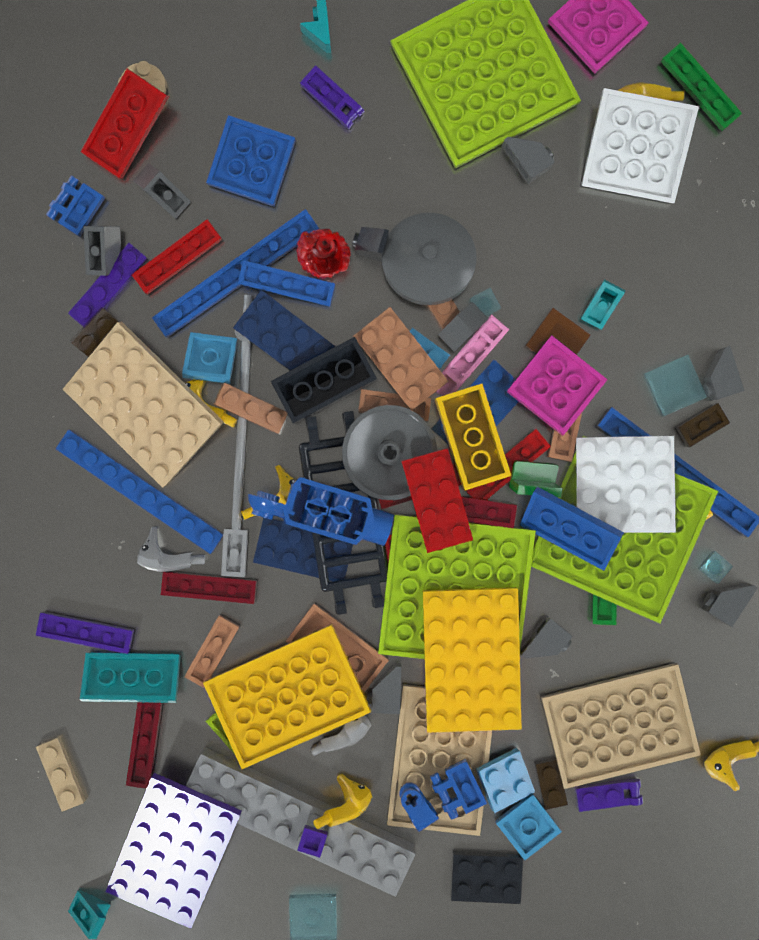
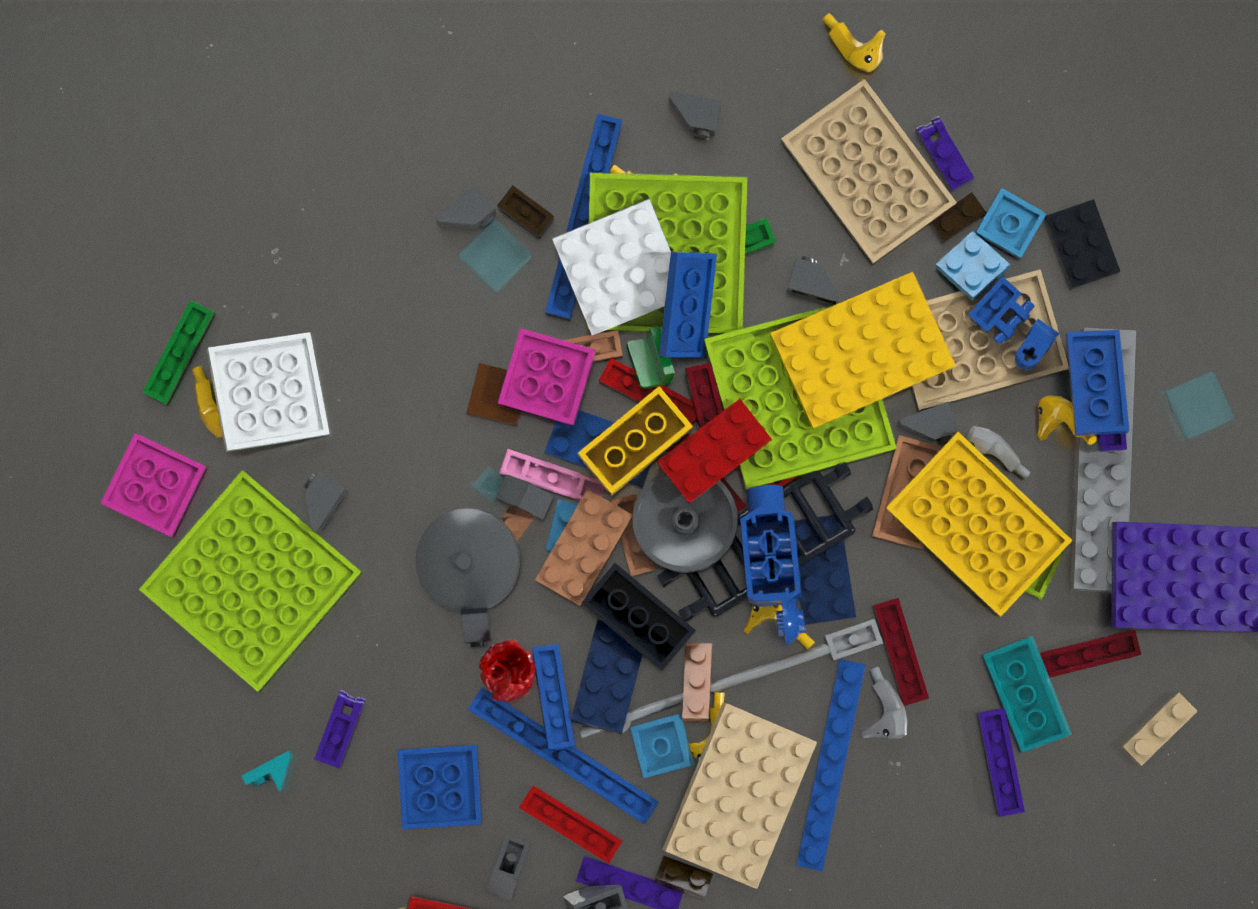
camera: 120 degrees left, 5 degrees down
(212, 650) = (965, 621): nougat plate -> none
(363, 849) = (1097, 382): none -> blue plate
(602, 304) = (444, 363): teal slope -> none
(715, 567) = (666, 140): clear light blue plate -> none

